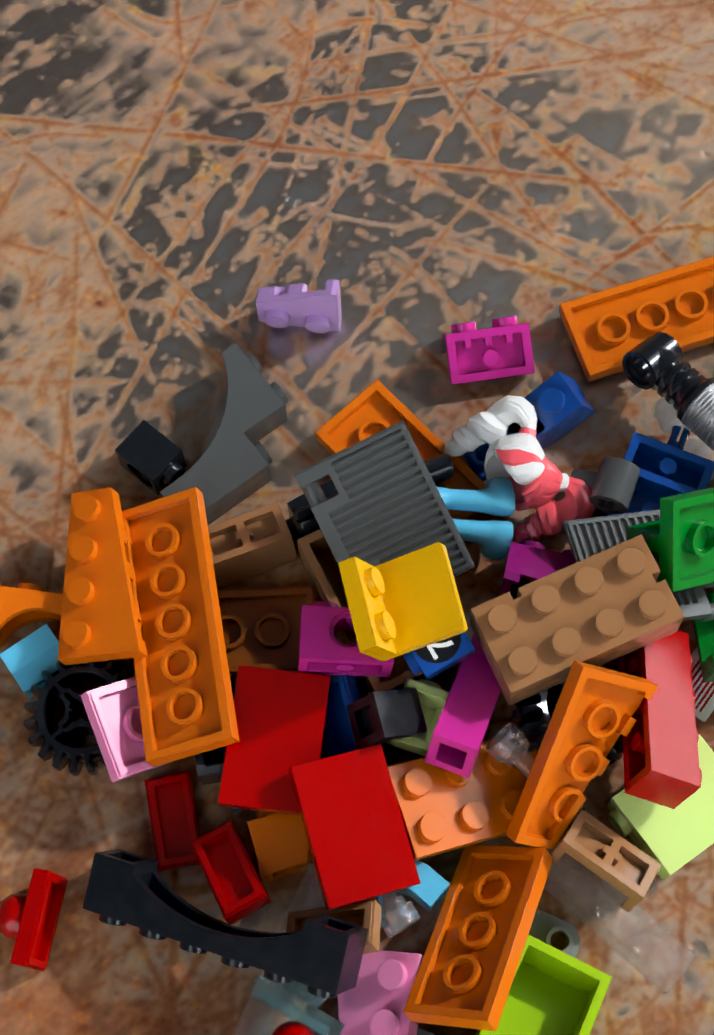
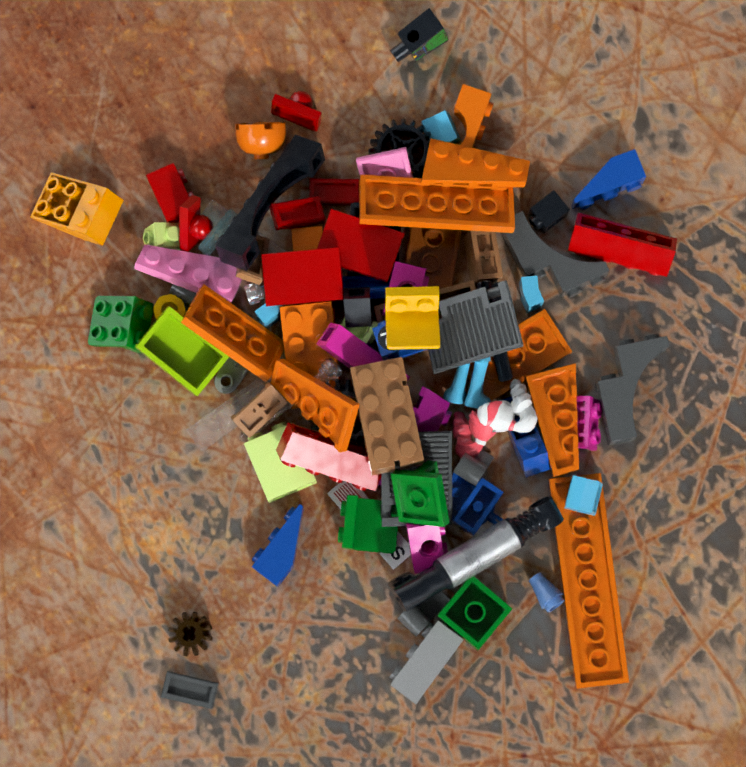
camera: 100 degrees right, 10 degrees up
(76, 374) = (617, 175): none -> blue slope
(96, 974) = (260, 138): none -> orange cylinder
(187, 336) = (622, 245): none -> red brick
(294, 306) = (630, 304): lavender wing -> none
(294, 455) = (530, 293): none -> medium azure piece
(422, 300) = (617, 393): none -> dark grey arch
(471, 381) = (556, 409): none -> orange wing
(606, 317) = (583, 495): none -> medium azure piece

